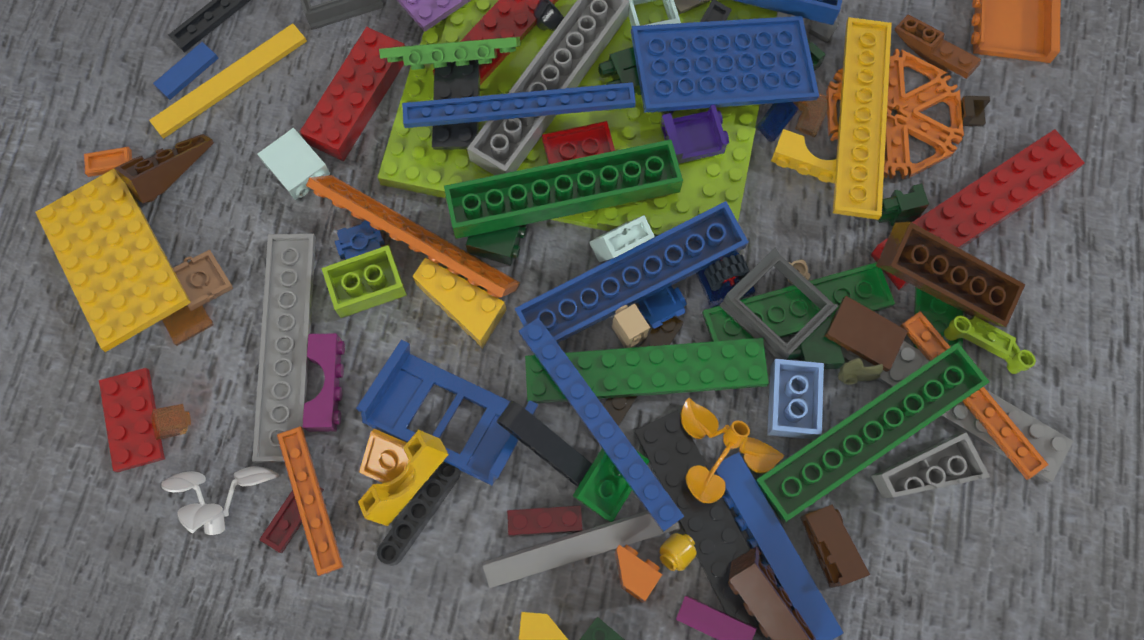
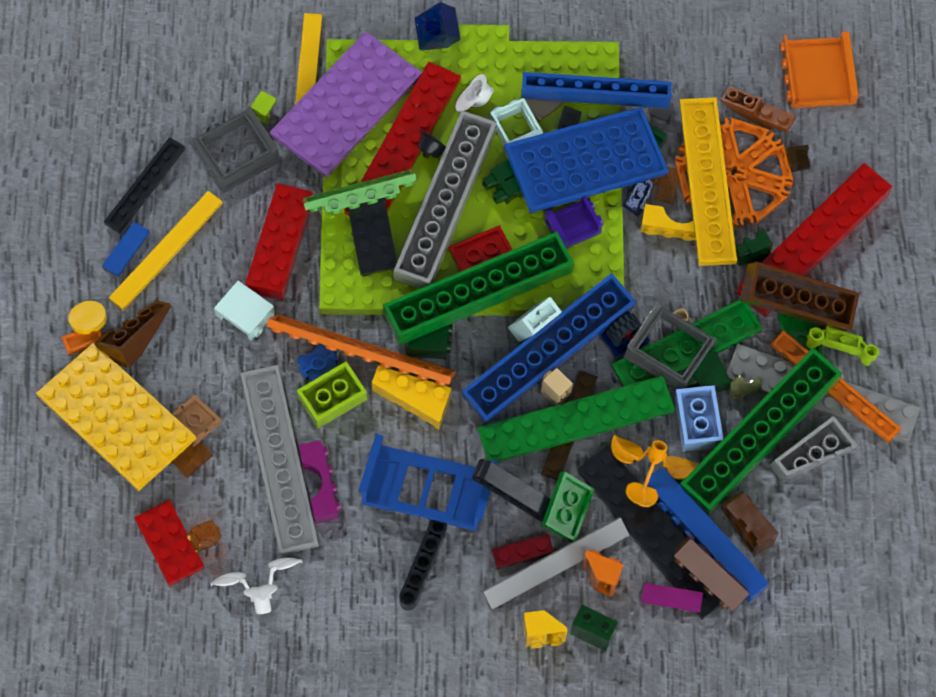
camera: 15 degrees left, 5 degrees down
(118, 137) = (87, 317): none -> yellow tile
(283, 525) = (322, 587): dark red plate -> none
(310, 501) = (335, 572): orange tile -> none
(383, 457) = (388, 529): light orange tile -> none
(386, 500) = (397, 558): yellow arch -> none
(518, 105) = (427, 227): blue plate -> none
(601, 425) = (550, 465): blue plate -> none
(662, 306) = (579, 366): blue piece -> none
(677, 552) = (631, 552): yellow head -> none
(866, 333) = (743, 356): reddish brown tile -> none

